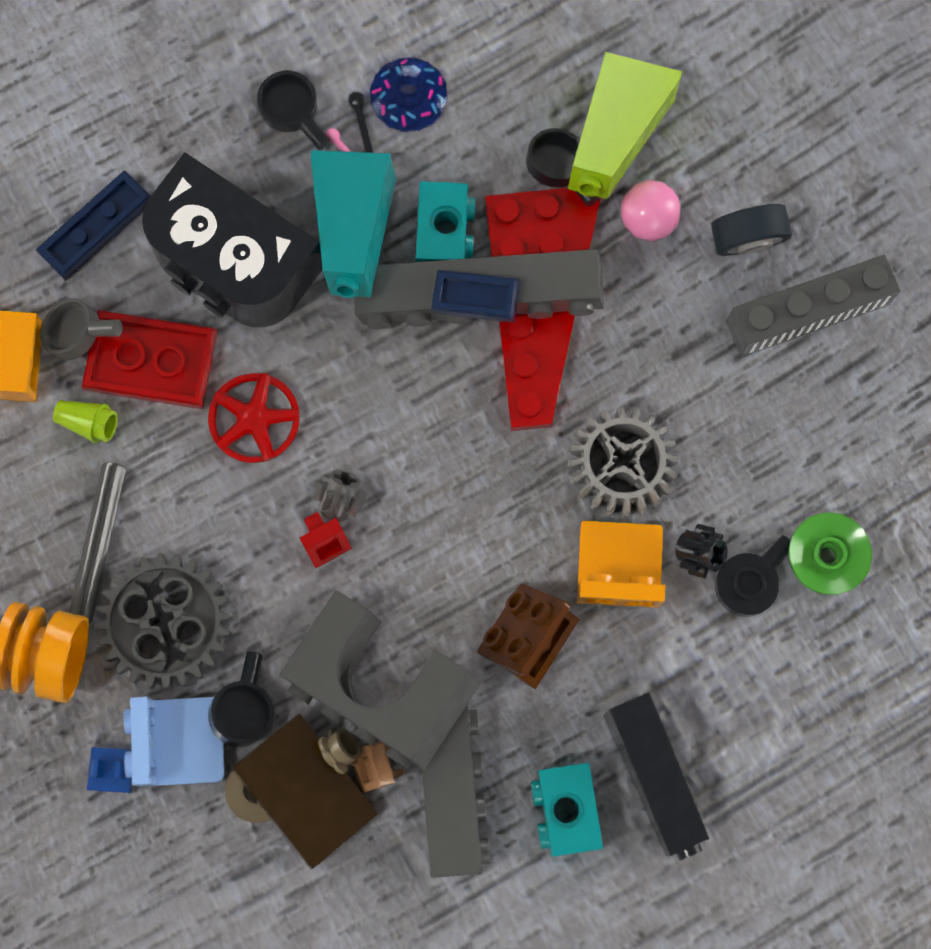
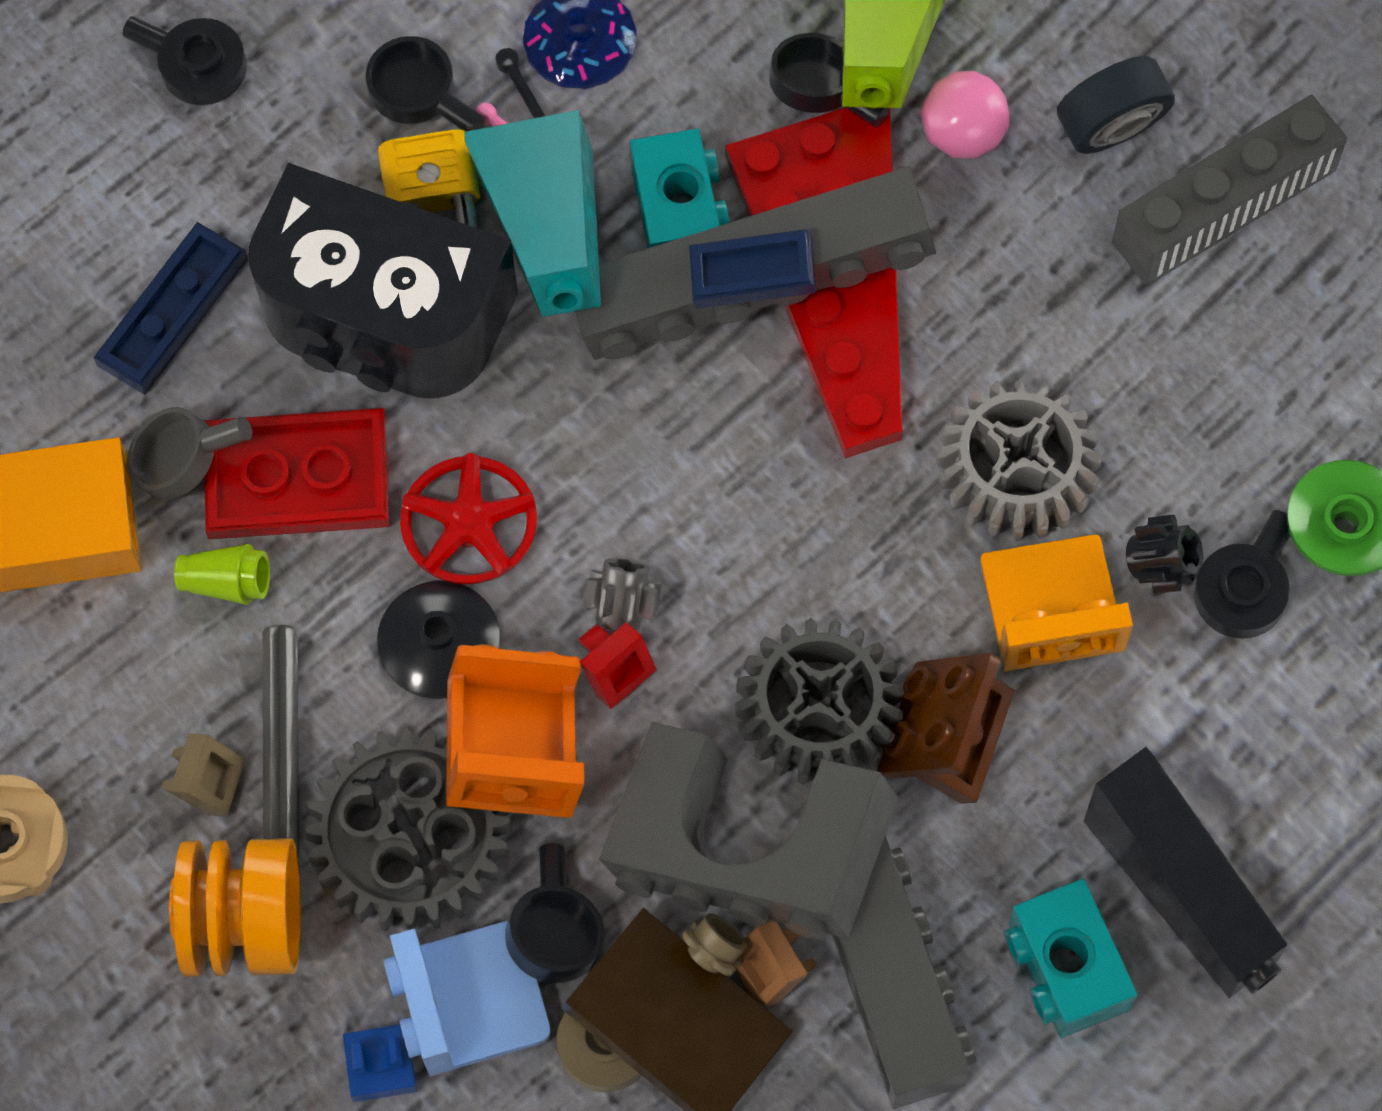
camera: 10 degrees left, 10 degrees down
(43, 554) = (205, 774): none -> dark tan tile
(150, 53) = (197, 59): none -> black piece
(226, 511) = (425, 663): none -> black dish
(244, 575) = (512, 731): none -> orange panel
(283, 172) = (431, 173): none -> yellow piece
(432, 608) = (789, 662): none -> dark grey gear

